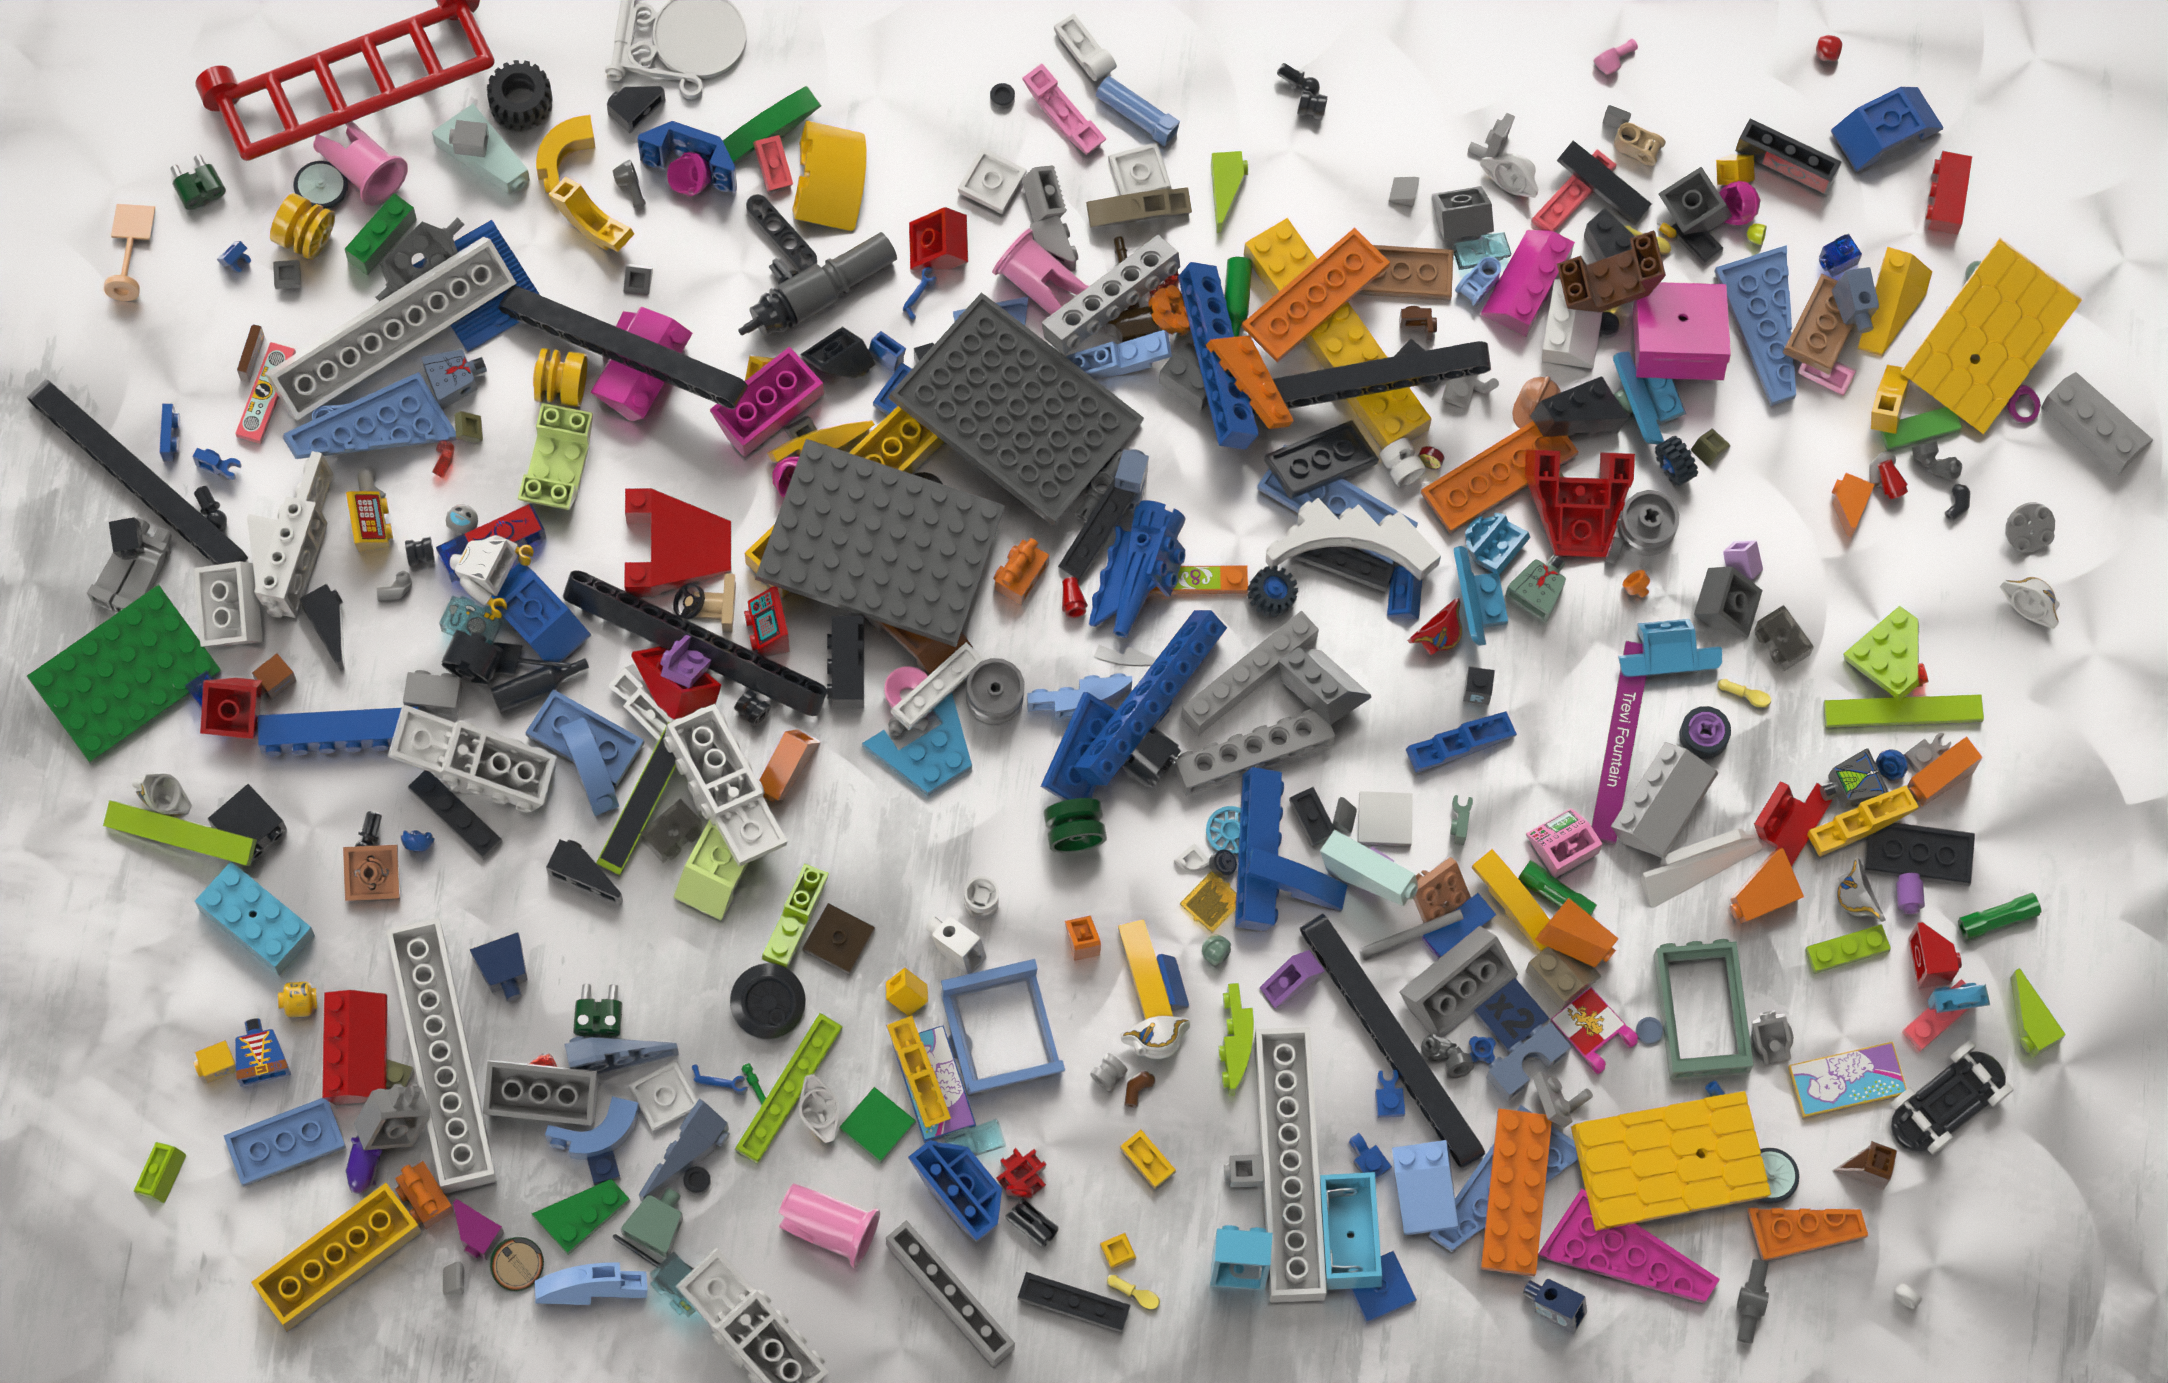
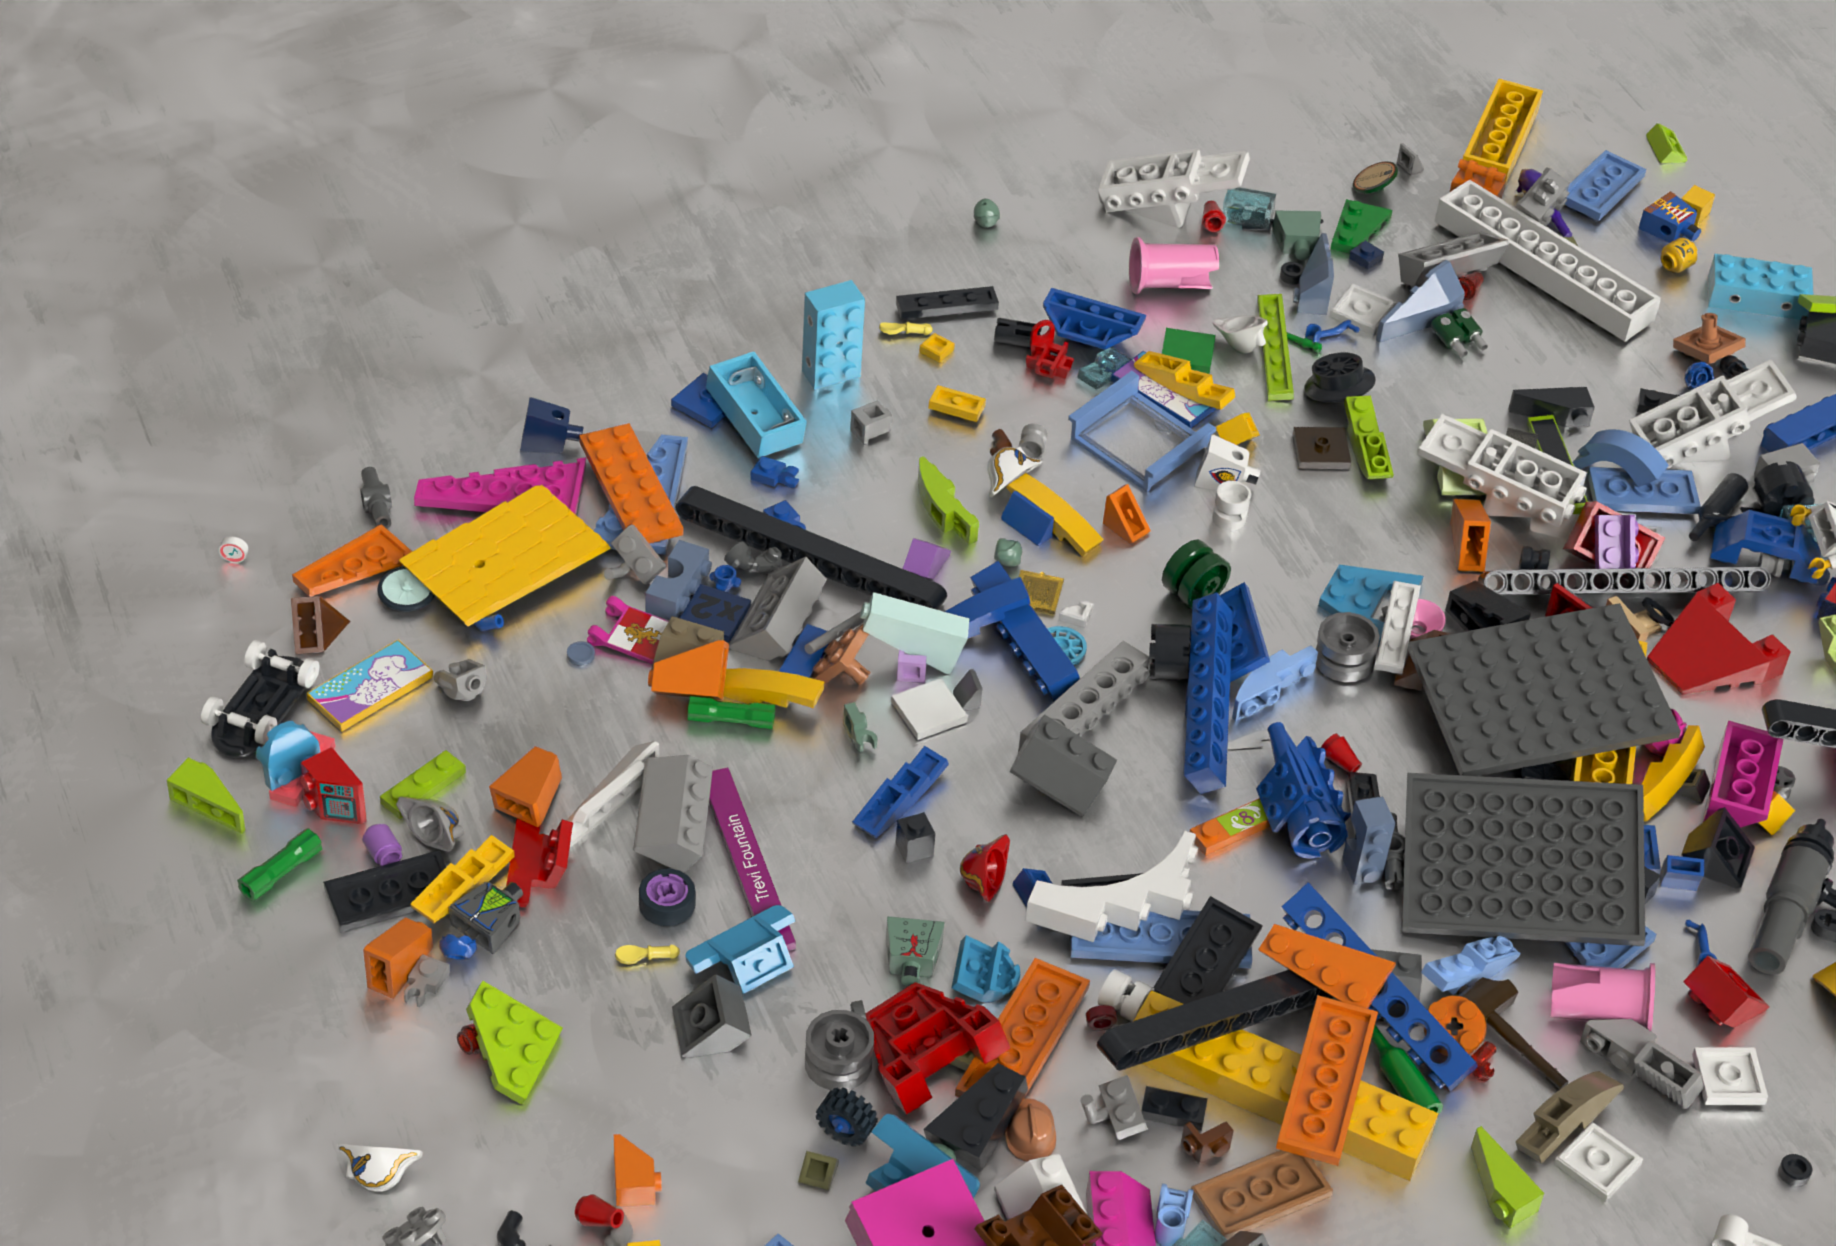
camera: 150 degrees right, 25 degrees down
(354, 1045) = (1612, 239): red slope -> none
(476, 1231) = (1422, 185): magenta slope -> none
(502, 965) = (1557, 330): dark blue torso -> none
(582, 1282) = (1311, 183): light blue slope -> none
(602, 1139) = (1384, 262): medium blue arch -> none
(950, 1293) = (1046, 265): light grey brick -> none
(1021, 571) = (1403, 748): orange brick -> none
(1062, 111) = (1724, 1182): bright pink slope -> none
(1111, 295) = (1523, 1001): light grey brick -> none
(1138, 110) = (1653, 1214): medium blue piece -> none
(1223, 863) = (1050, 613): tile -> none
(1248, 673) = (1135, 760): light grey brick -> none
(1272, 591) = (1163, 829): black wheel -> none
(1290, 1164) = (847, 440): white brick -> none
(1312, 816) = (998, 680): black plate -> none
(1425, 1187) = (714, 461): light blue slope -> none
(1481, 597) = (969, 905): dark azure plate -> none
(1565, 842) = (749, 745): bright pink slope -> none
(1637, 583) = (816, 995): orange tile -> none
(1709, 1065) = (523, 632): sand green door -> none
(1744, 557) = (718, 1066): lavender panel -> none
(1784, 625) = (633, 1011): clear smoke brick -> none
(1904, 712) = (452, 1013): lime tile -> none

